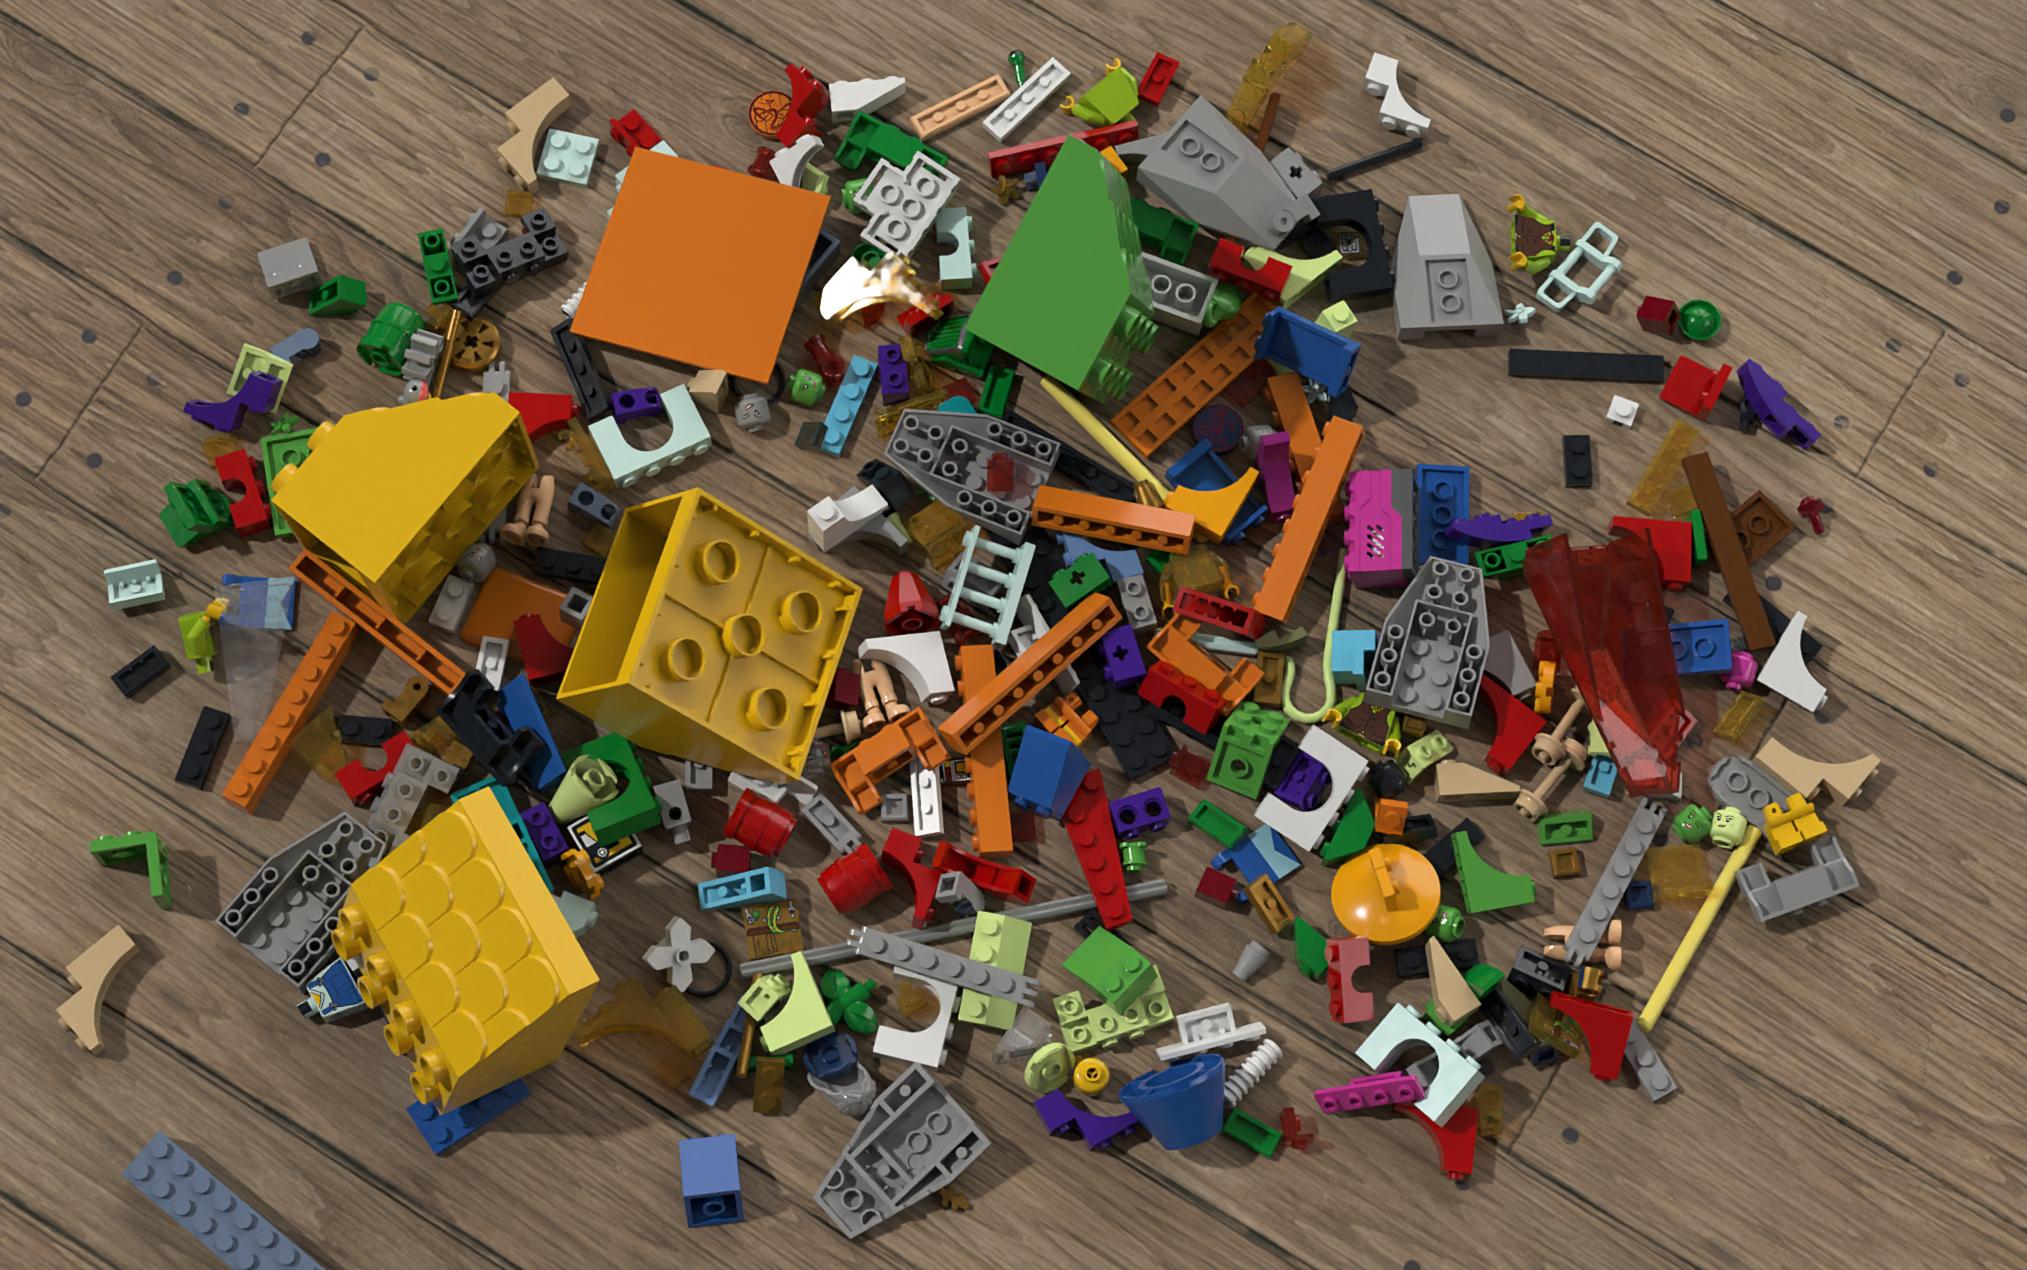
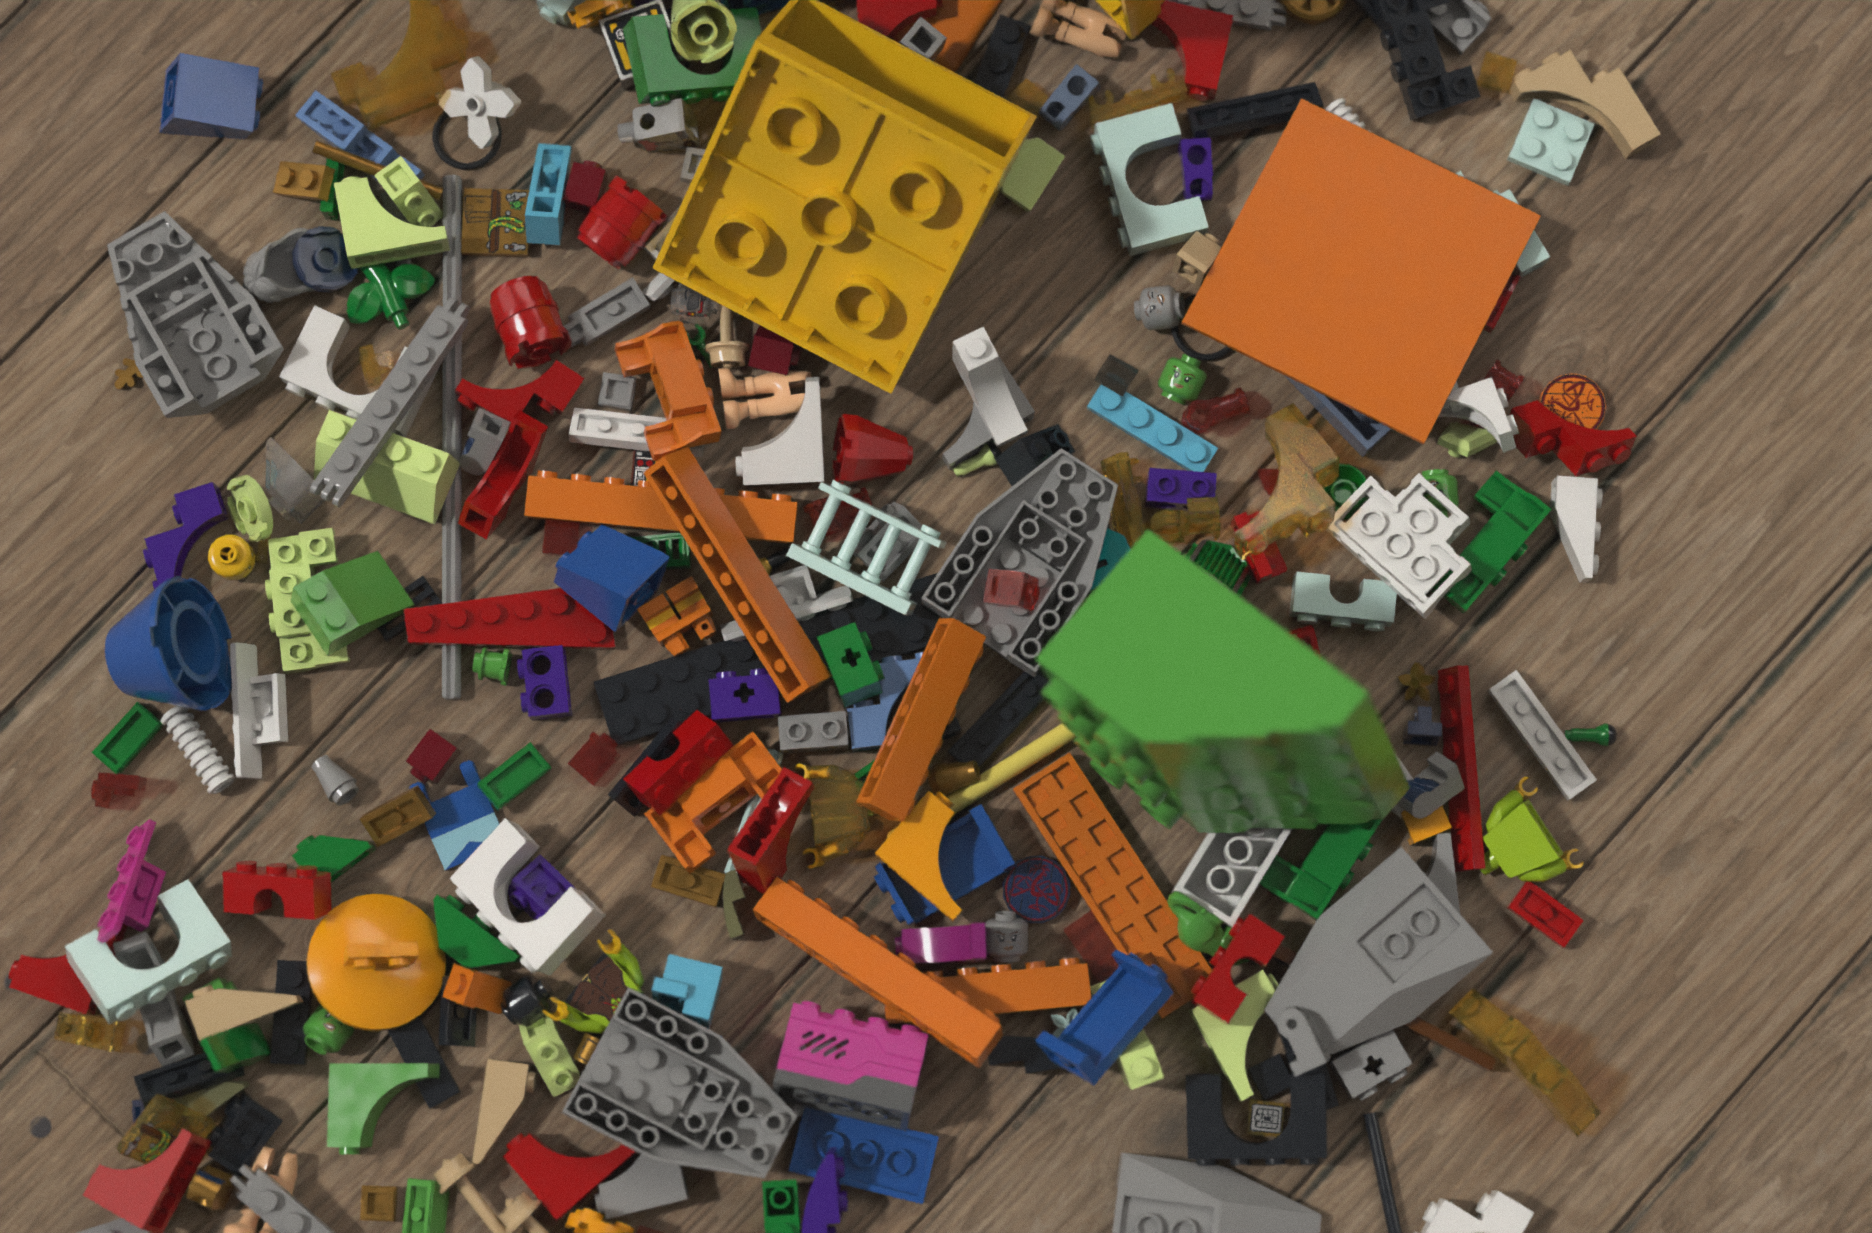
camera: 105 degrees right, 10 degrees up
(633, 132) = (1569, 228): red bracket -> none
(939, 533) = (953, 504): clear yellow bracket -> none
(960, 107) = (1546, 648): light nougat tile -> none
(1250, 737) = (601, 832): bright green bracket -> none
(1280, 761) = (578, 867): black plate -> none
(1334, 618) = (702, 913): yellowish green piece -> none

